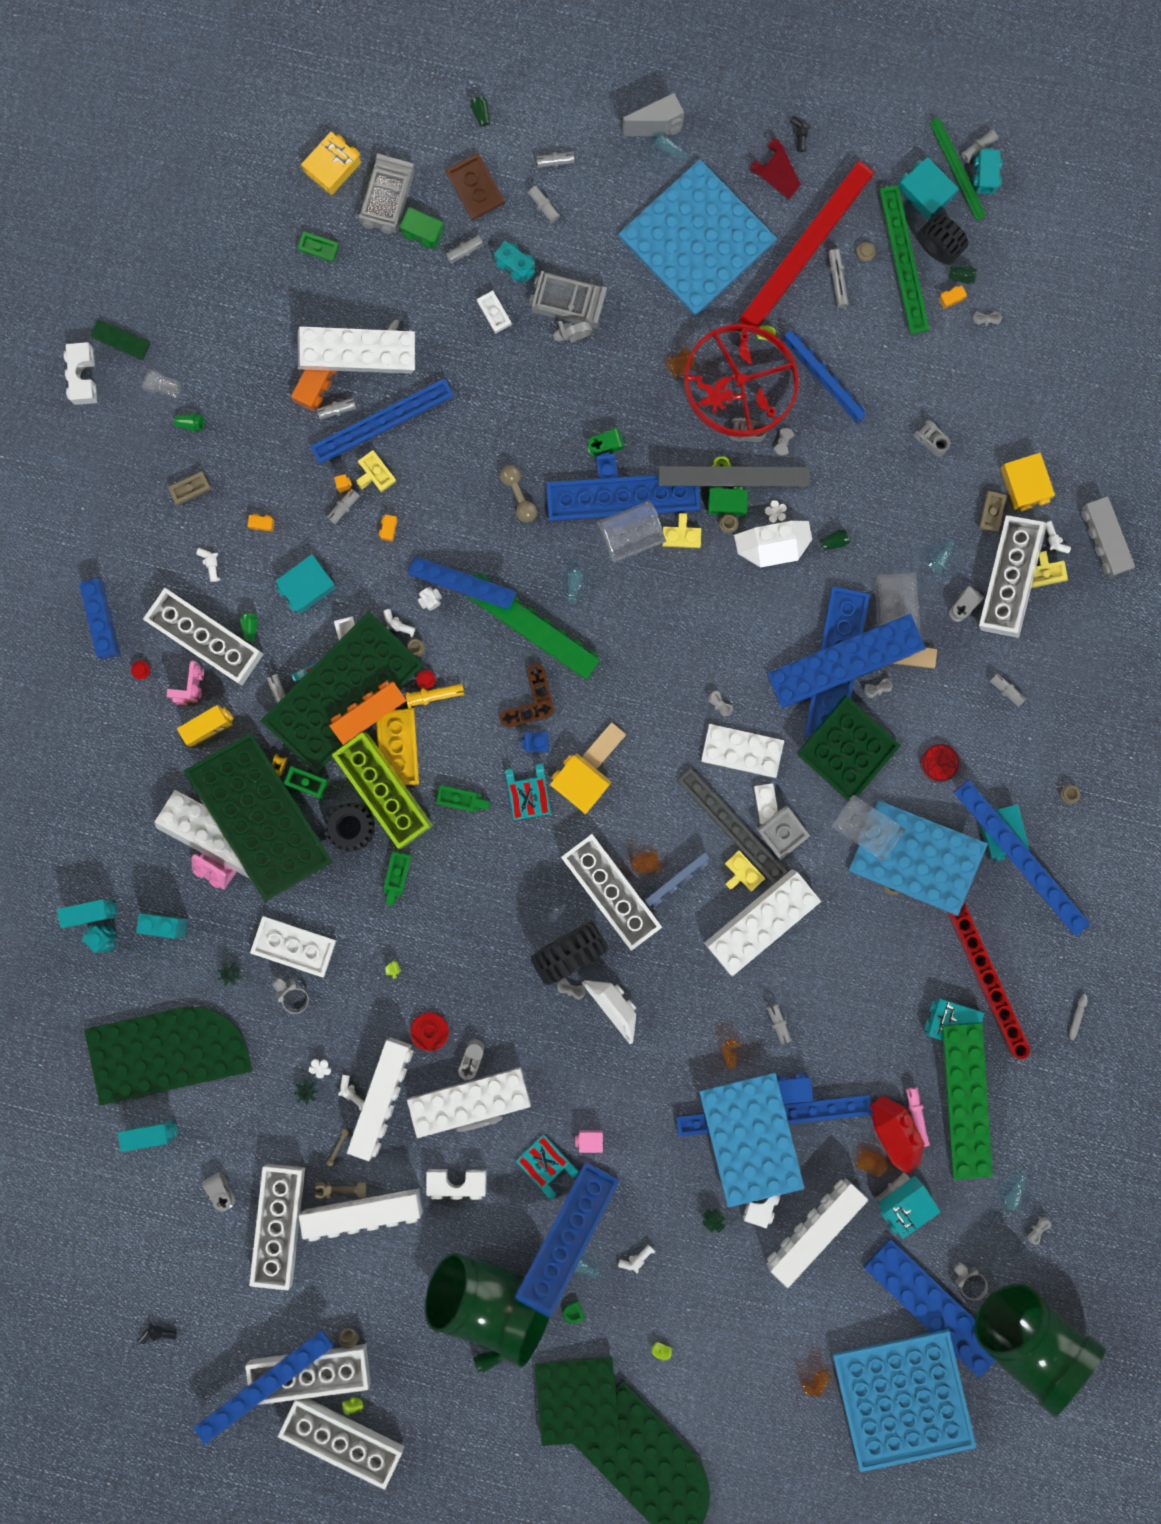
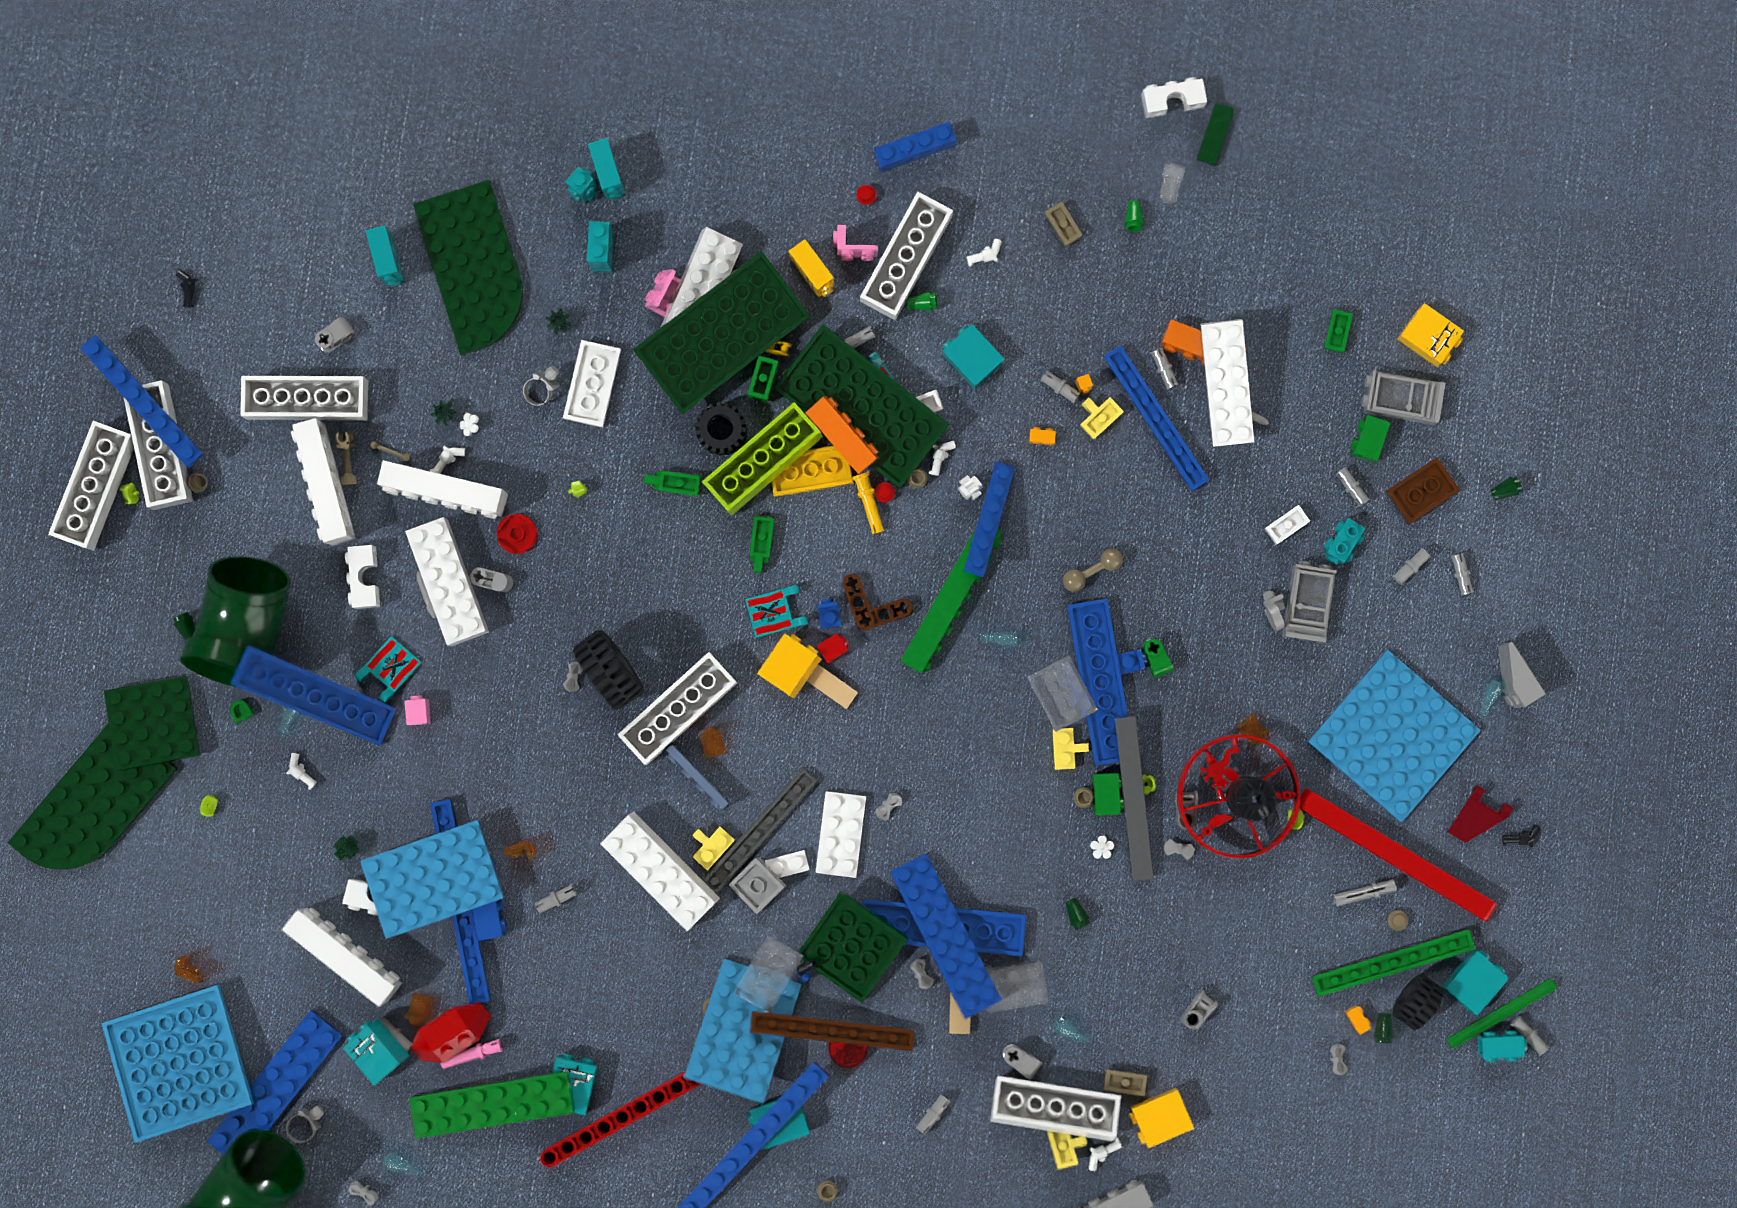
camera: 85 degrees right, 0 degrees up
(261, 523) = (1034, 300): light orange piece -> none
(567, 741) = (833, 647): none -> red brick
(614, 1005) = (559, 723): white wedge -> none
(742, 375) = (1240, 801): none -> black wheel
(774, 543) = (1066, 849): white wedge -> none
(819, 370) = (1248, 894): blue plate -> none
(864, 795) = (803, 969): none -> black arm
(925, 775) = (831, 1031): none -> reddish brown plate

